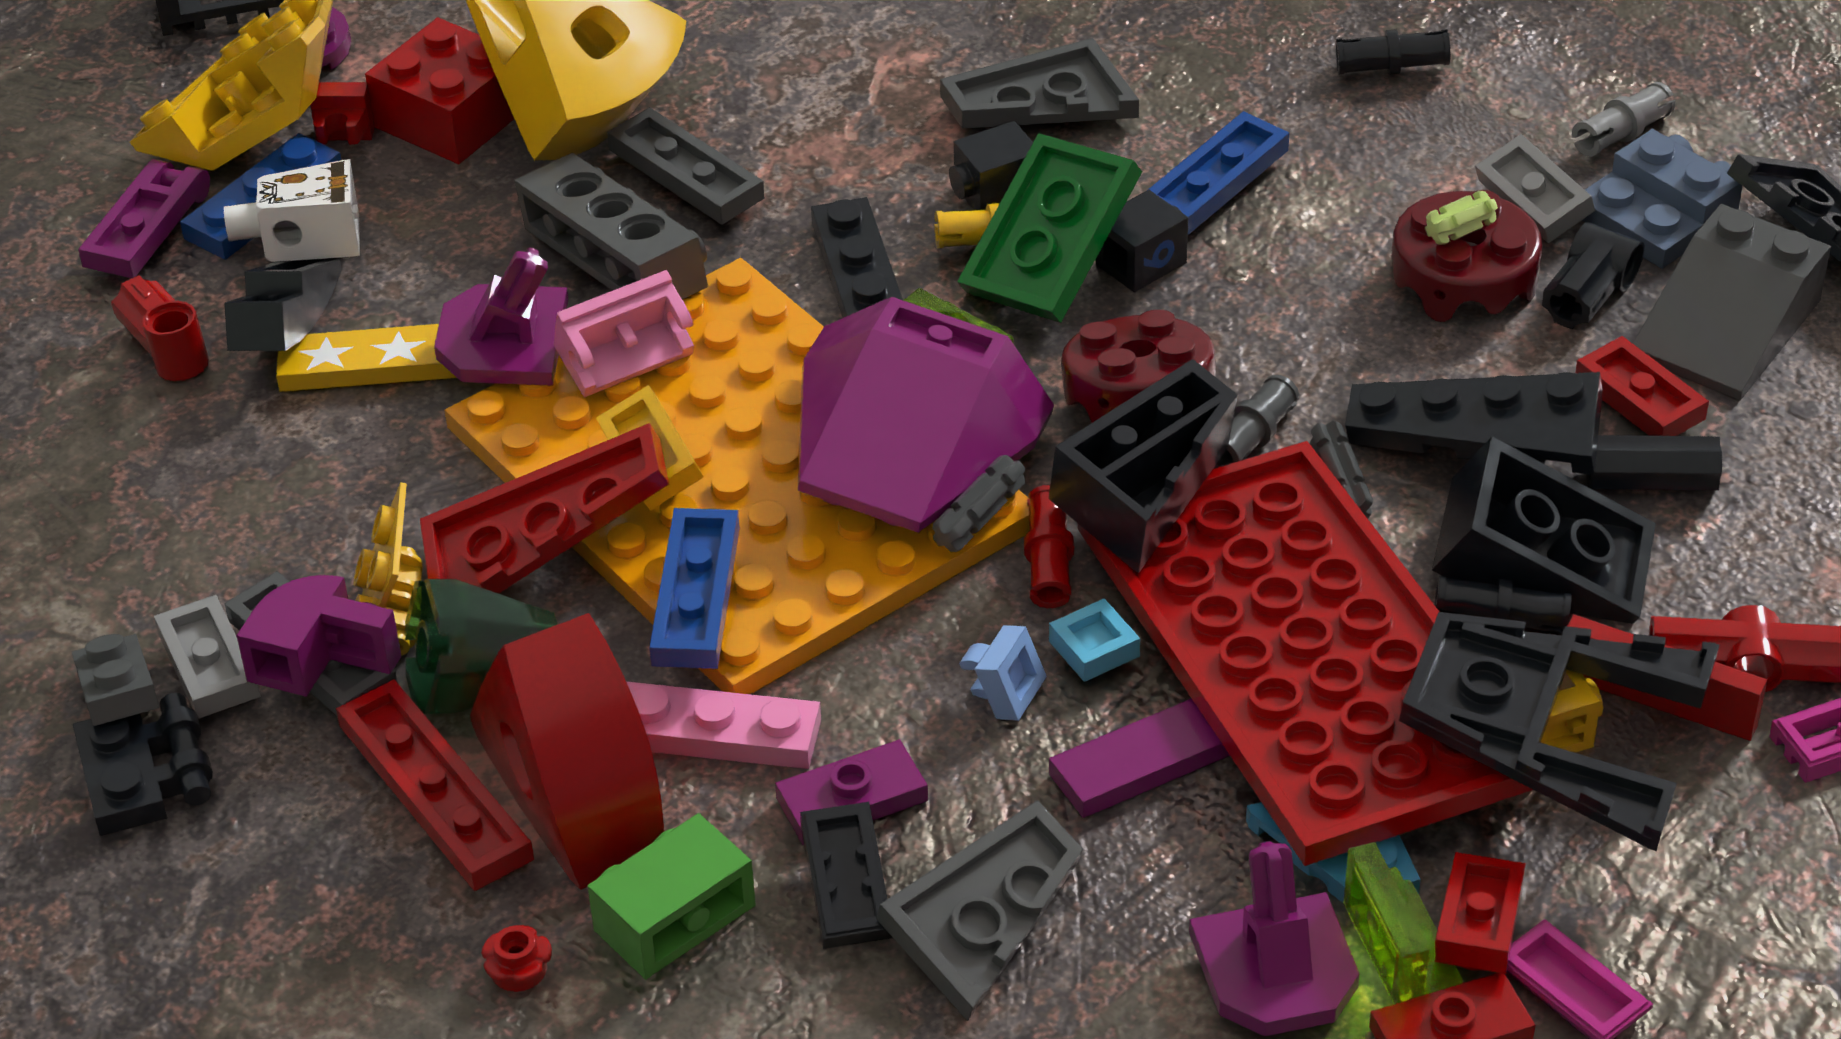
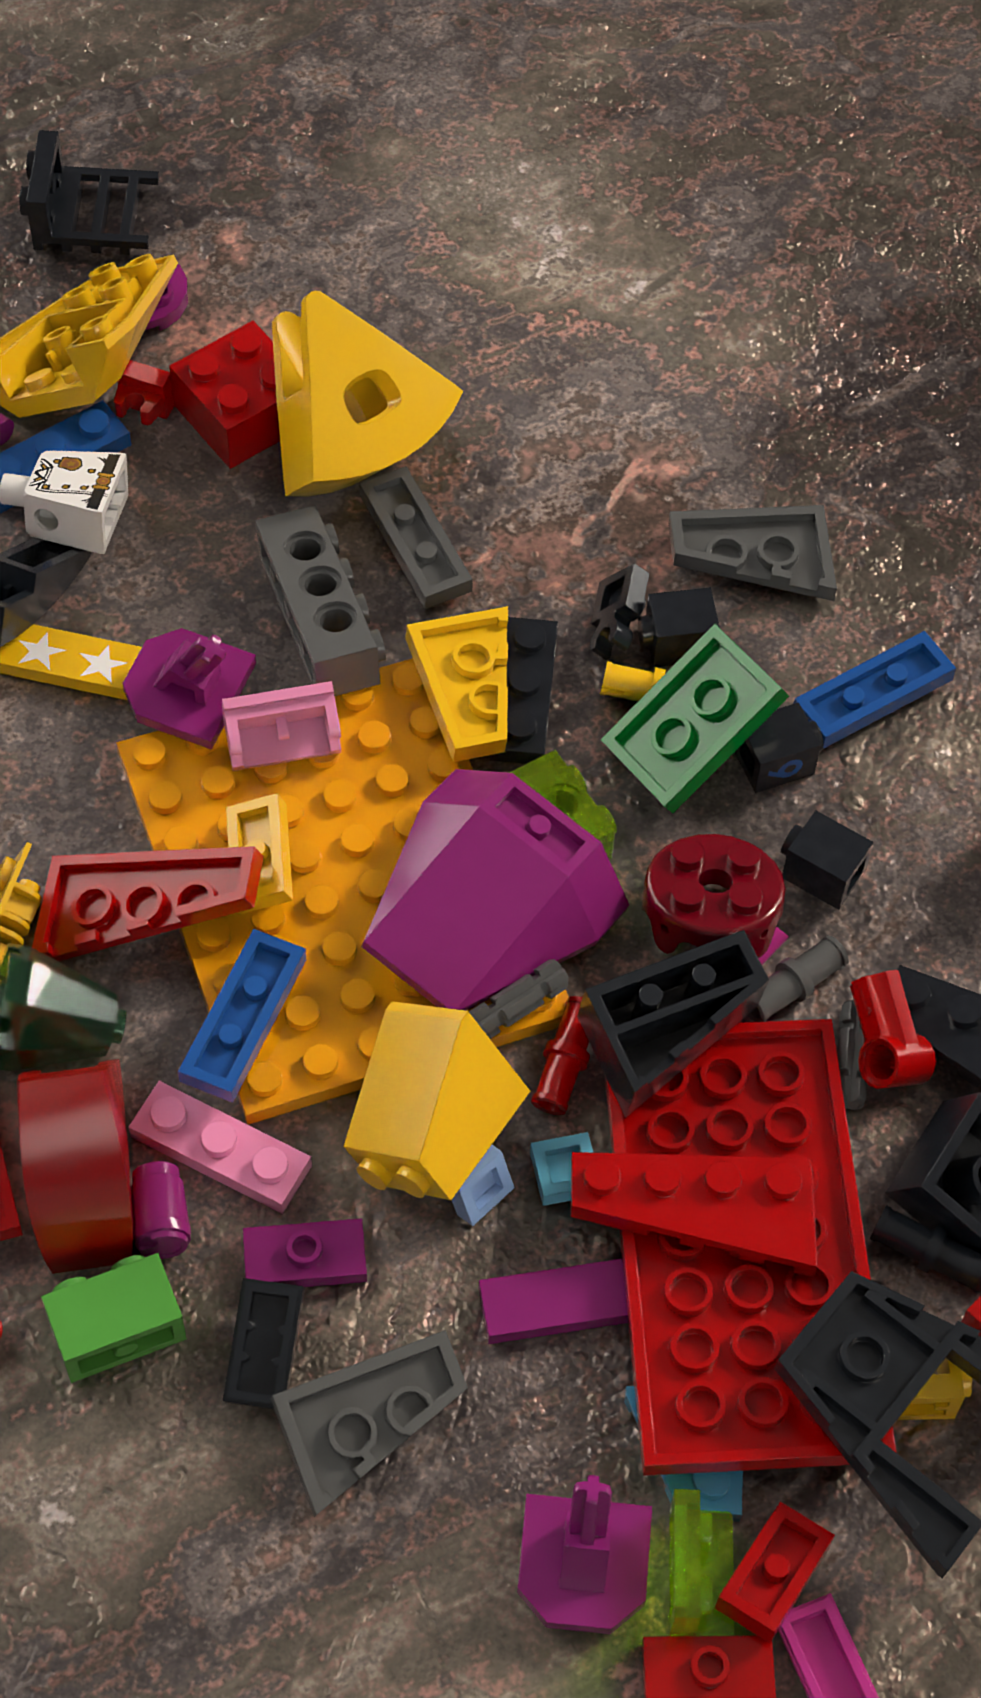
camera: 15 degrees right, 15 degrees up
(684, 786) = (159, 1210): none -> magenta piece
(796, 258) = (465, 678): none -> yellow wing
(923, 169) = (617, 603): none -> black plate
(931, 596) = (430, 1101): none -> yellow slope
(1237, 314) = (825, 858): none -> black brick
(1285, 603) = (717, 1201): none -> red wing
(1369, 429) = (891, 1049): none -> red piece

